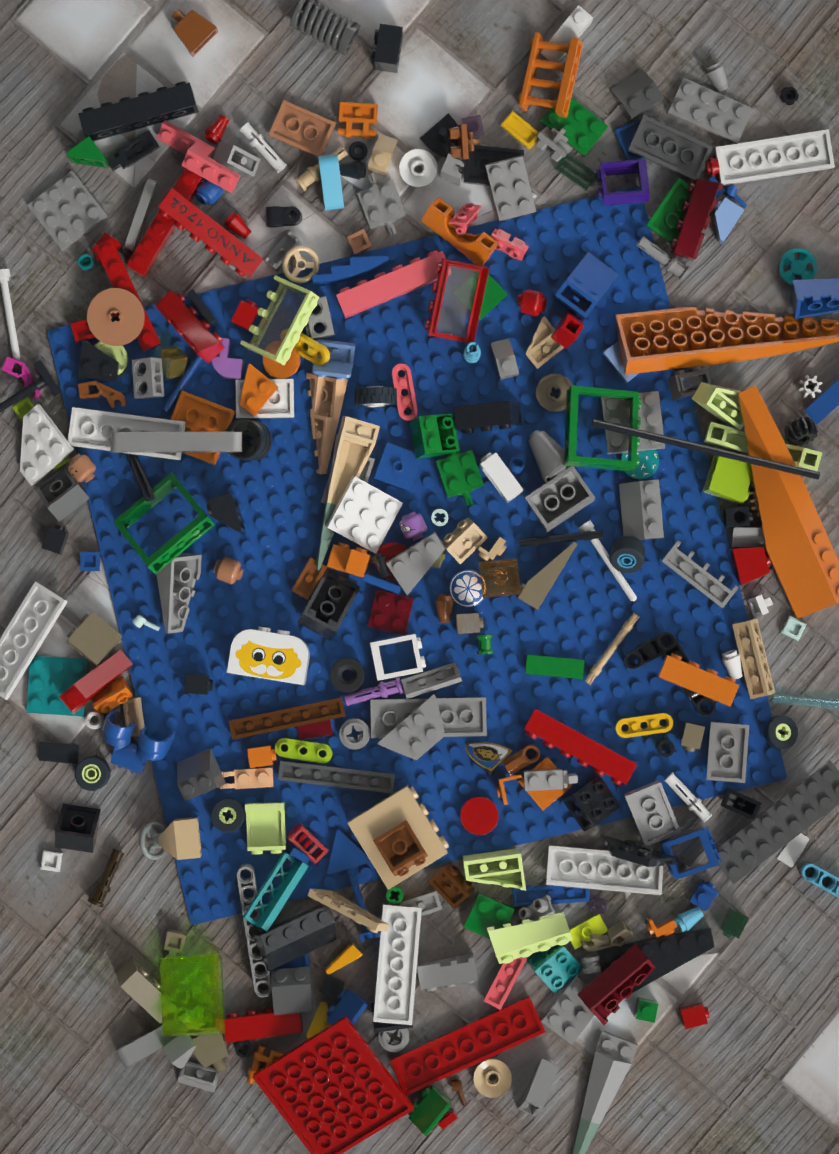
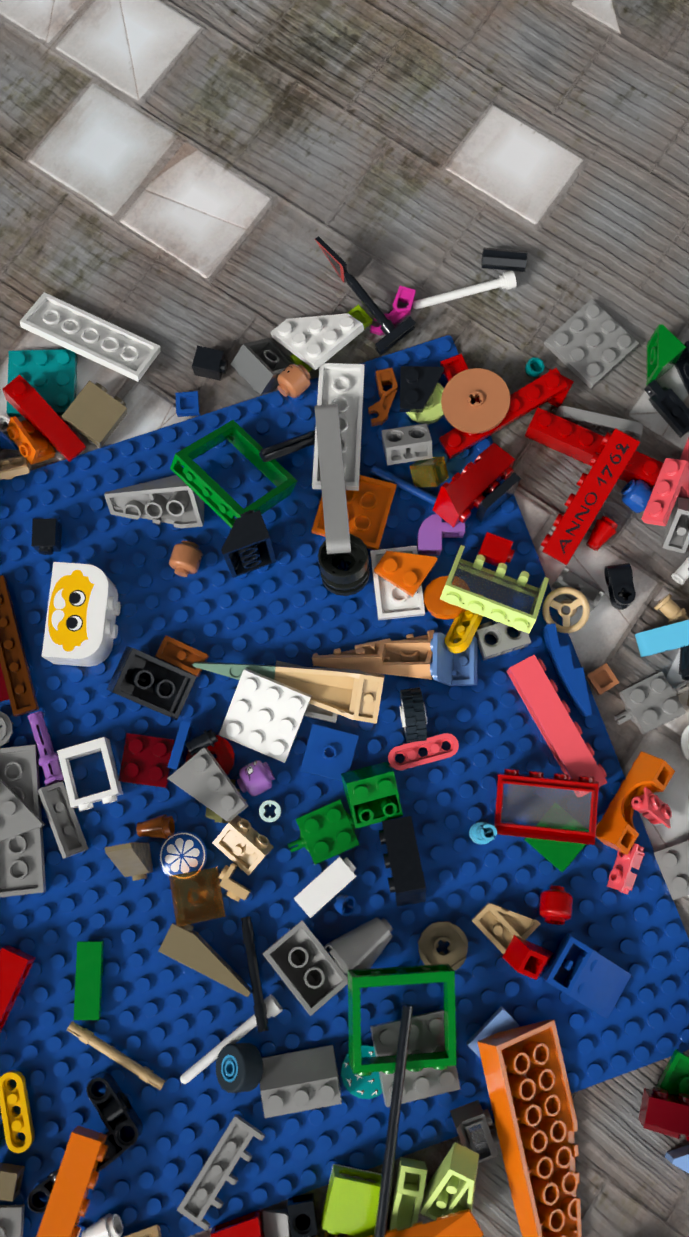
camera: 85 degrees right, 10 degrees down
(140, 620) = (121, 465): light aqua hand -> none
(336, 674) = (52, 710): black tyre -> none
(349, 561) = (205, 703): orange brick -> none
(484, 644) = (111, 884): green bush -> none
(504, 359) = (479, 876): light grey slope -> none
(670, 263) = (631, 1088): light grey pin -> none

